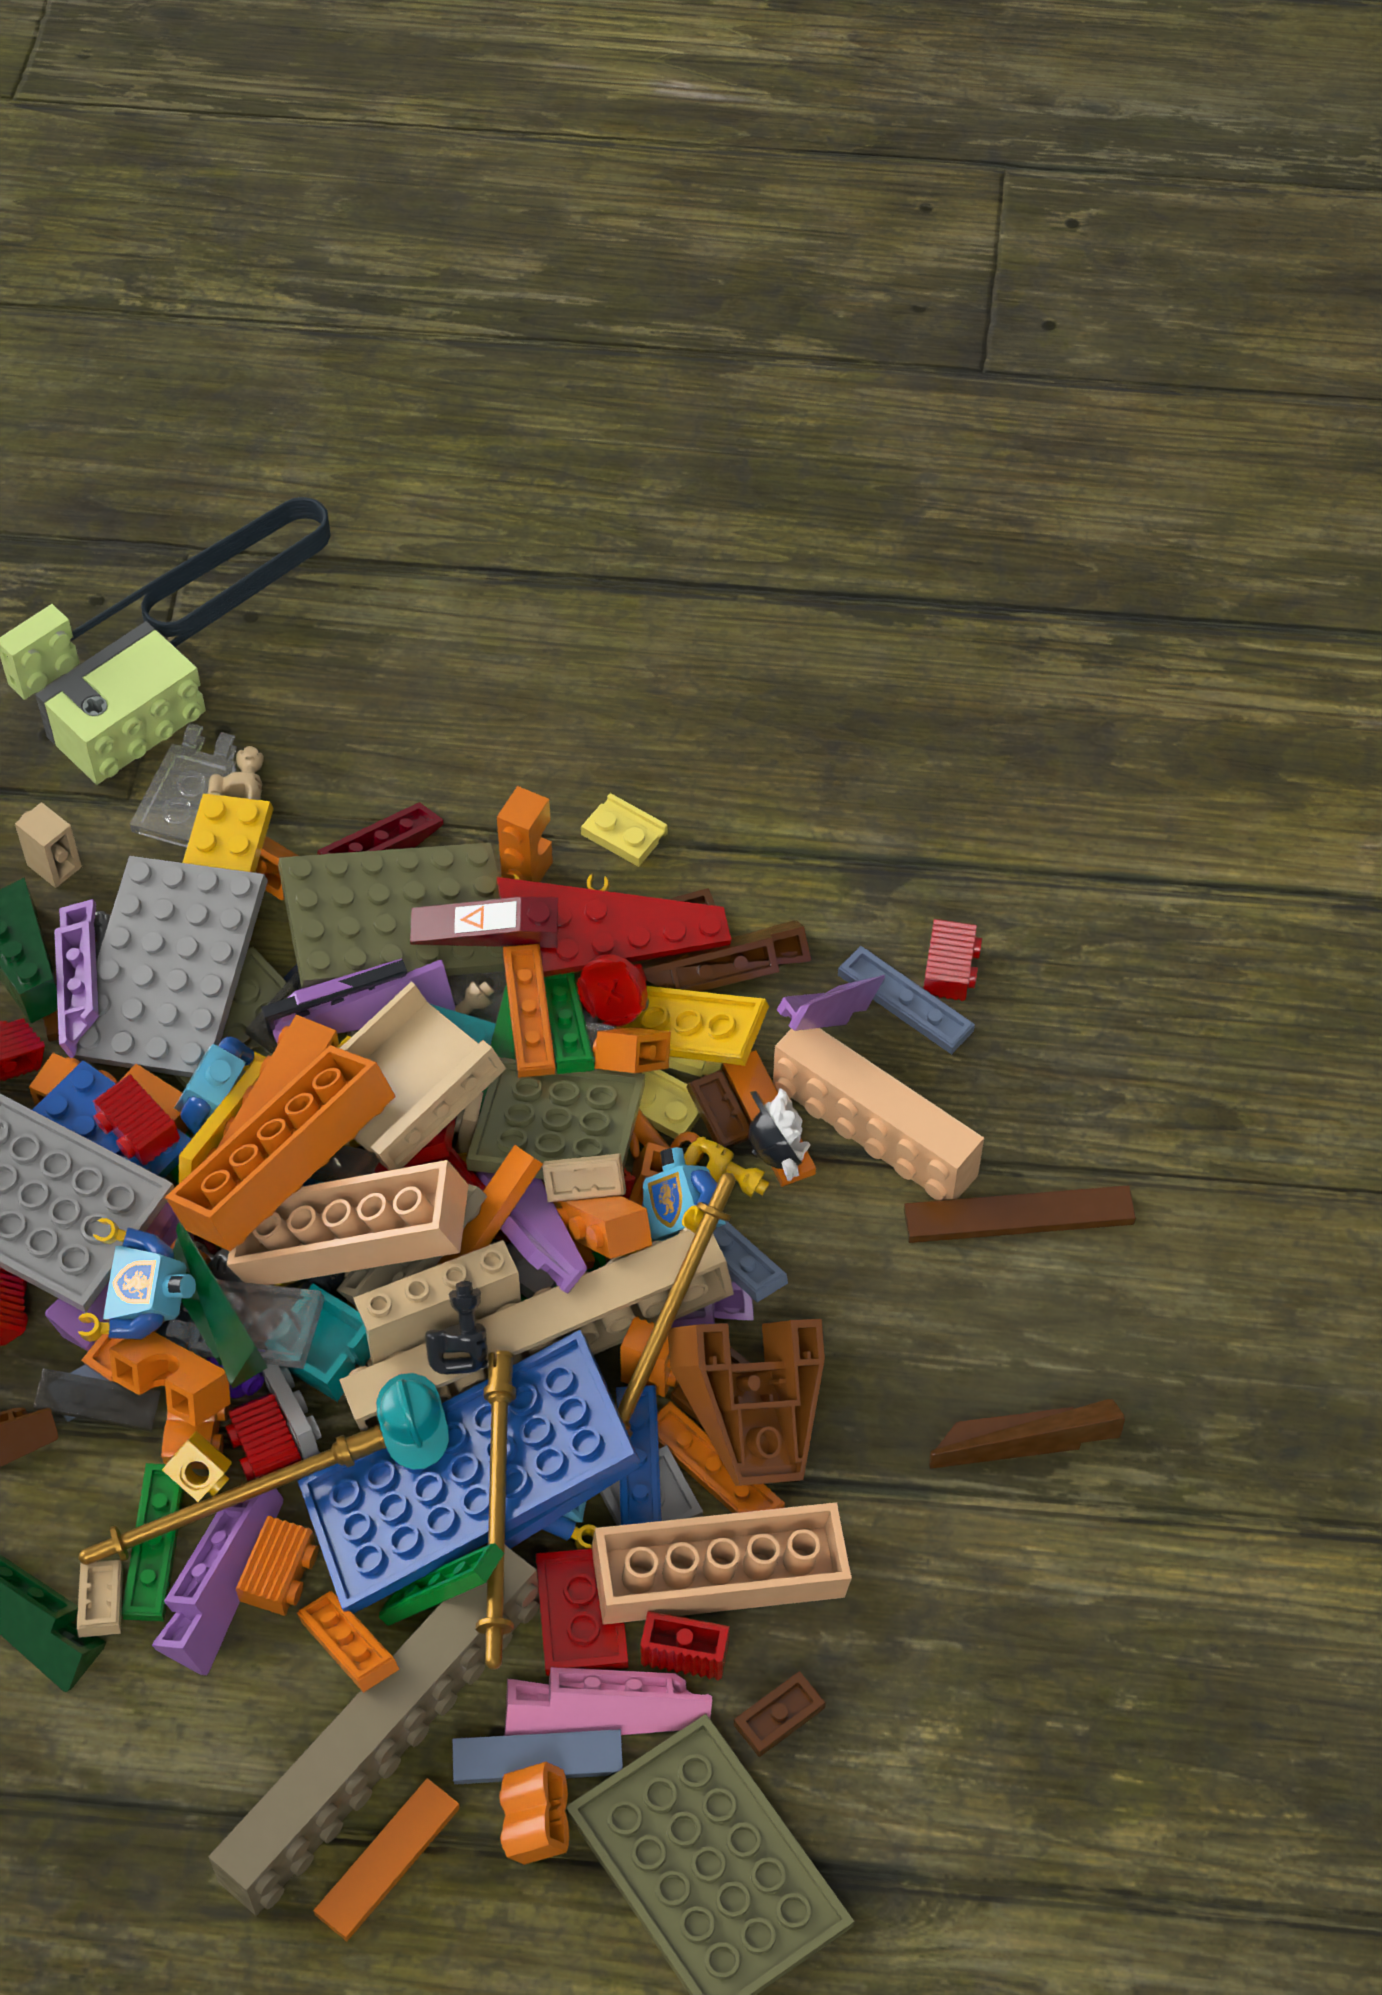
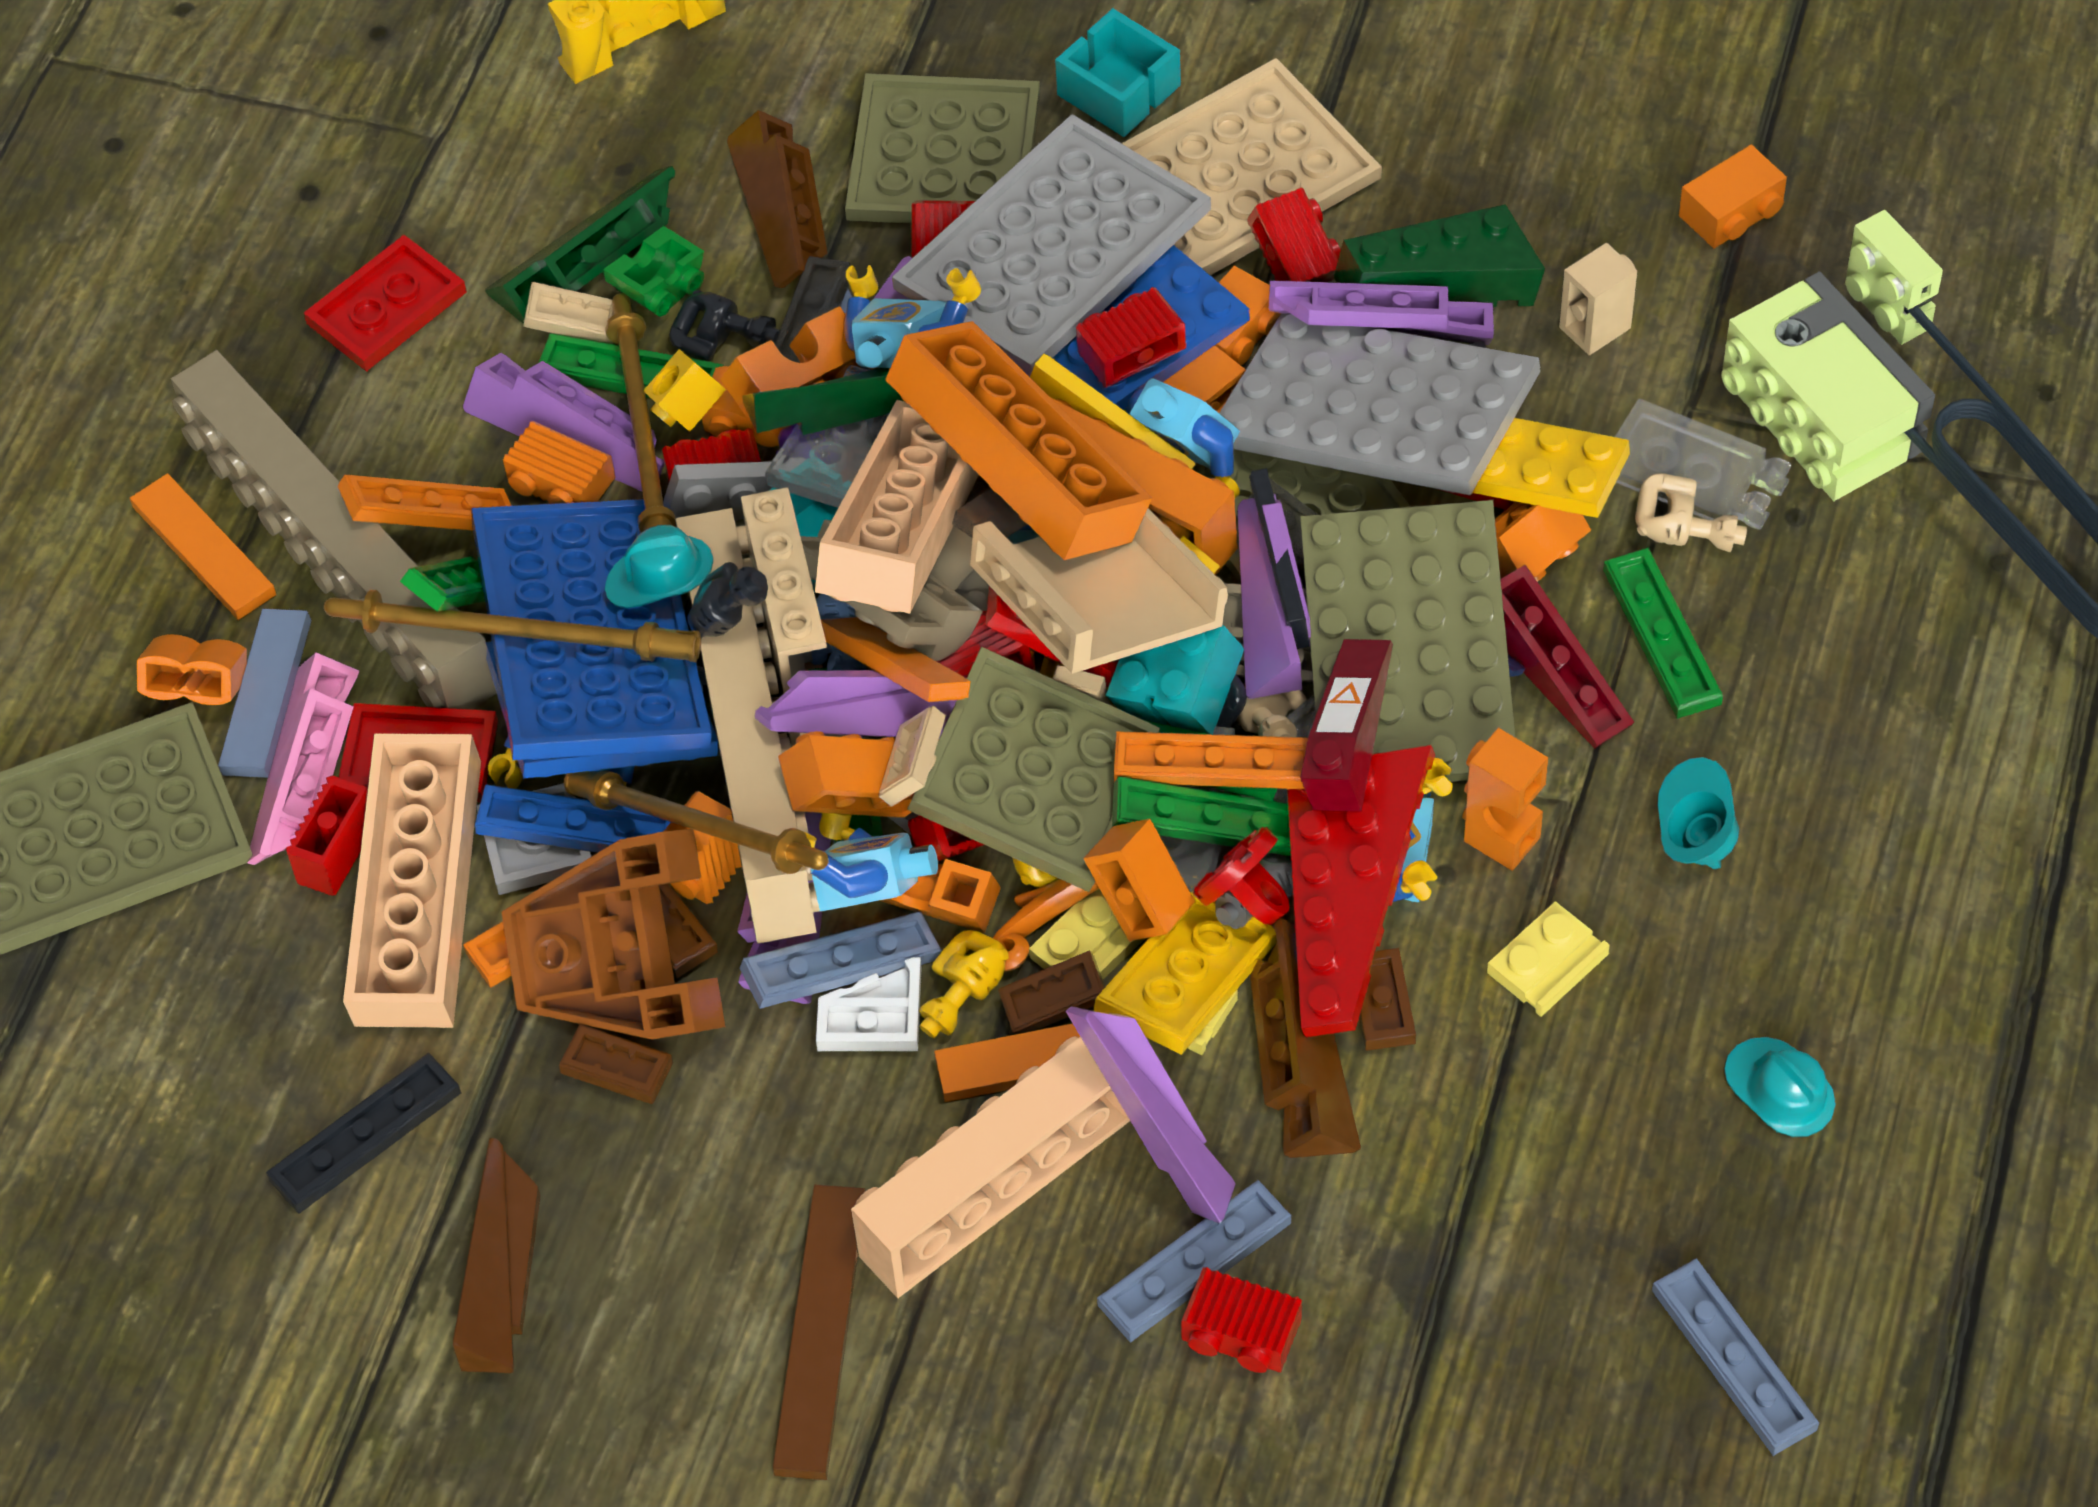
camera: 105 degrees right, 0 degrees up
(50, 1532) = (659, 272): none -> green cylinder
(96, 1766) = (385, 302): none -> red plate
(102, 1475) = (717, 323): none -> black piece
(338, 794) = (1663, 633): none -> green tile
(504, 745) = (1697, 813): none -> teal piece
(694, 697) = (1781, 1086): none -> teal piece
(763, 1222) = (873, 1013): none -> white wing
(777, 1134) = (988, 1036): hair -> none
(779, 1714) = (231, 928): reddish brown plate -> none
(840, 1392) = (616, 1064): none -> reddish brown plate
(898, 703) = (1735, 1357): none -> sand blue tile
(937, 1565) = (363, 1133): none -> black tile

